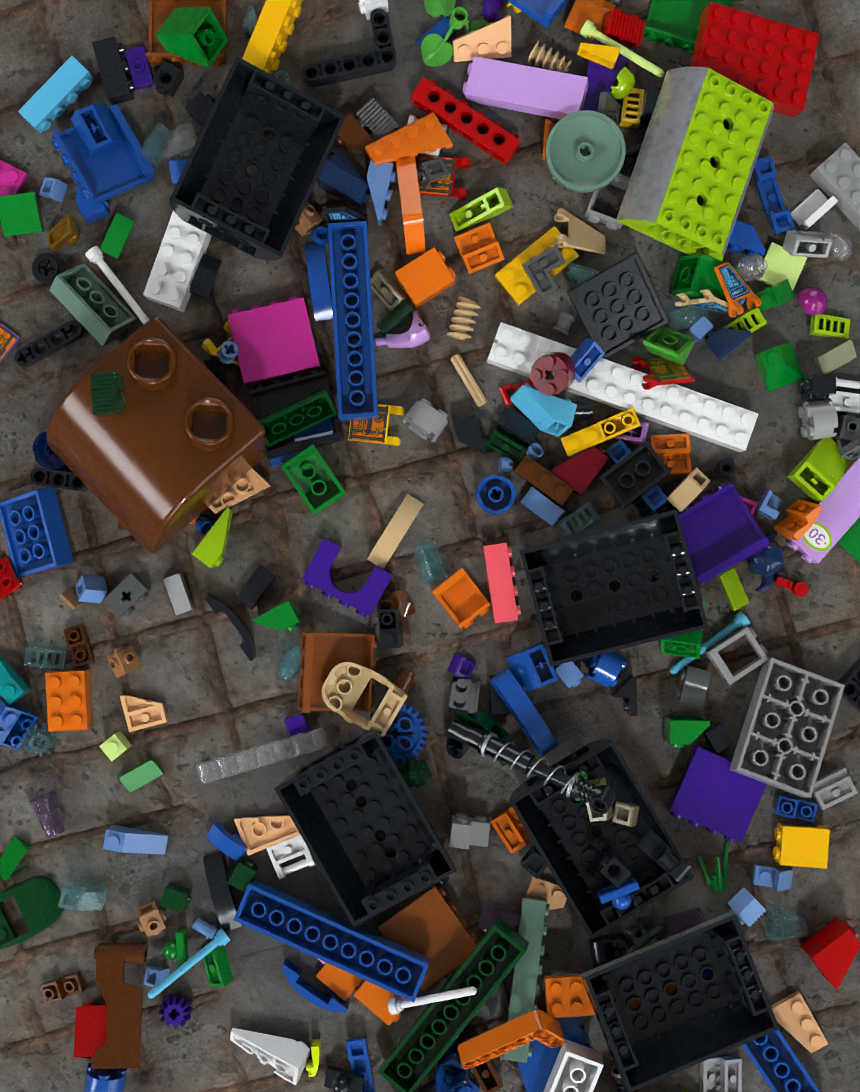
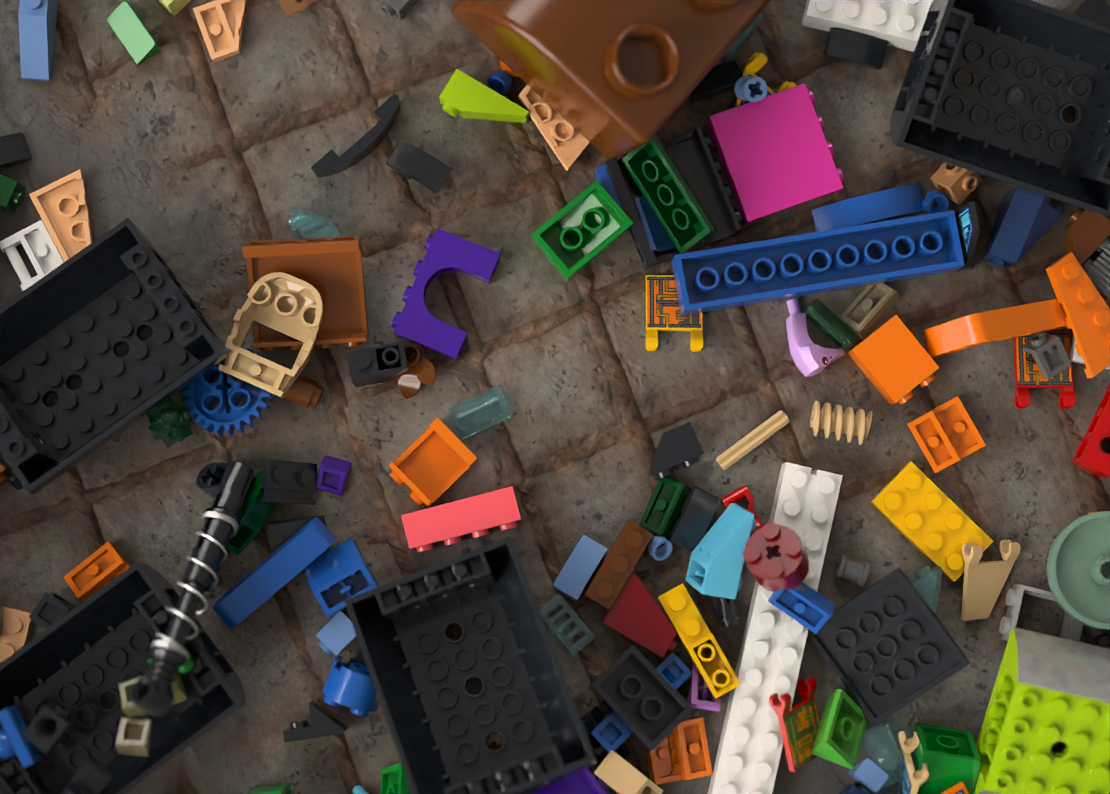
camera: 75 degrees right, 5 degrees down
(178, 593) = (398, 58): light grey slope -> none
(230, 845) = (42, 166): blue slope -> none
(262, 755) = (175, 200): clear beam -> none
(281, 617) = (378, 205): green slope -> none
(296, 724) = (226, 244): dark purple slope -> none
(379, 183) = (1020, 280): medium blue slope -> none
(395, 531) = (520, 357): tan slope -> none
(426, 420) = (686, 383): light grey brick -> none
(468, 831) = (90, 509): light grey brick -> none
(481, 209) = (1003, 432): lime slope -> none
(496, 483) = (606, 497): blue brick -> none
(504, 464) = (635, 504): medium blue hinge -> none
(538, 271) = (925, 523): dark grey plate -> none

